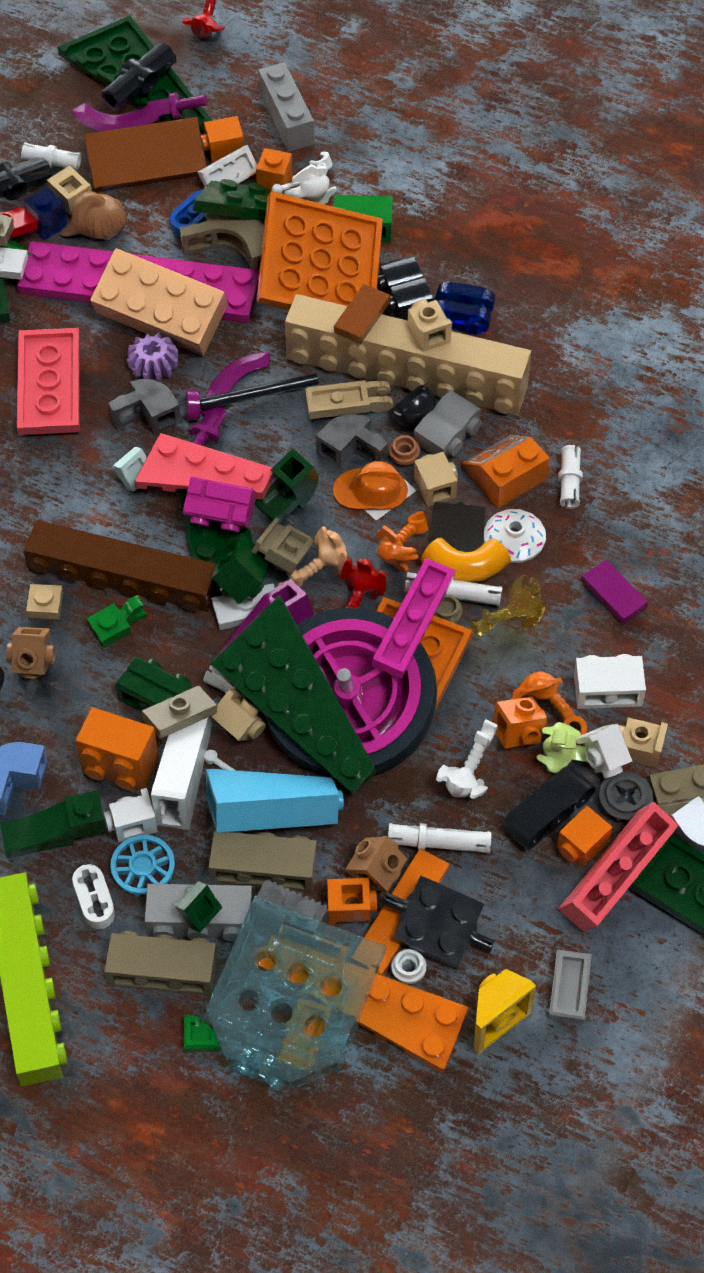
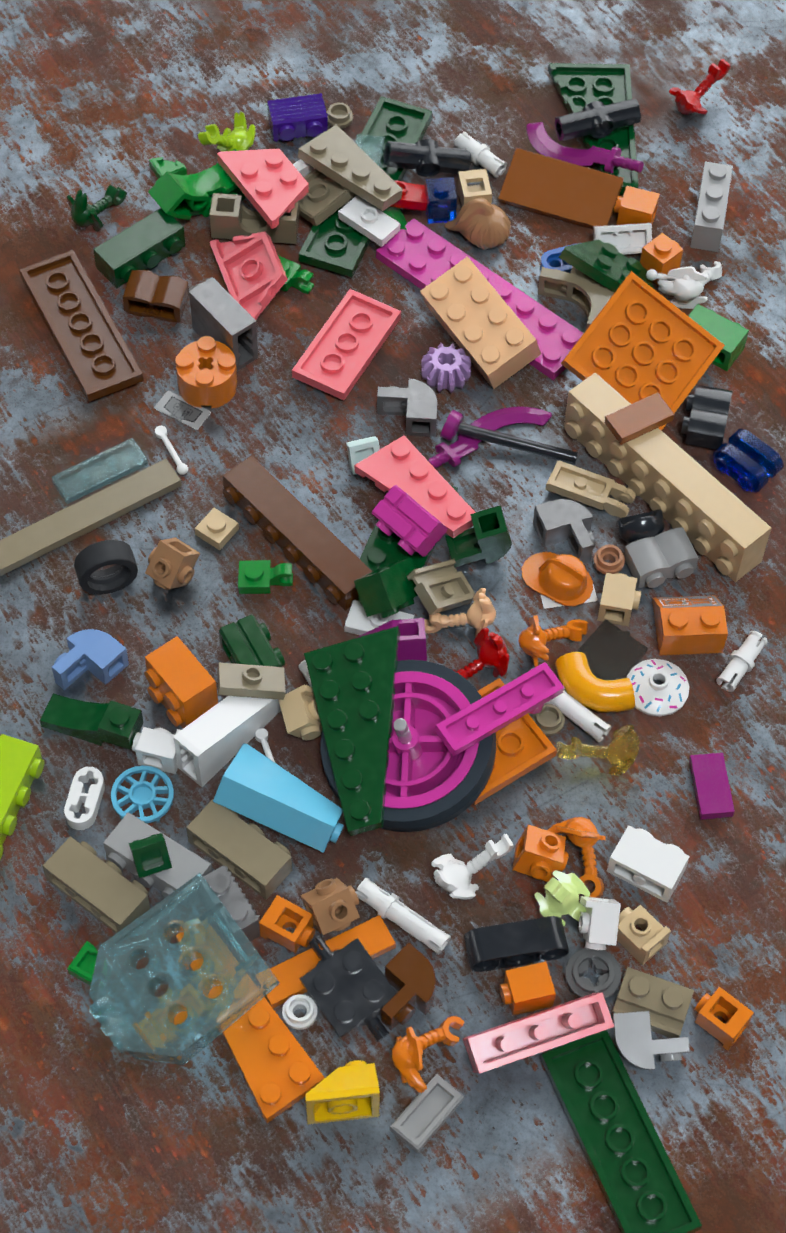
camera: 30 degrees right, 0 degrees up
(426, 319) = (690, 451): tan brick -> none
(489, 884) = (415, 982): none -> reddish brown brick
(528, 943) = (409, 1050): none -> orange piece

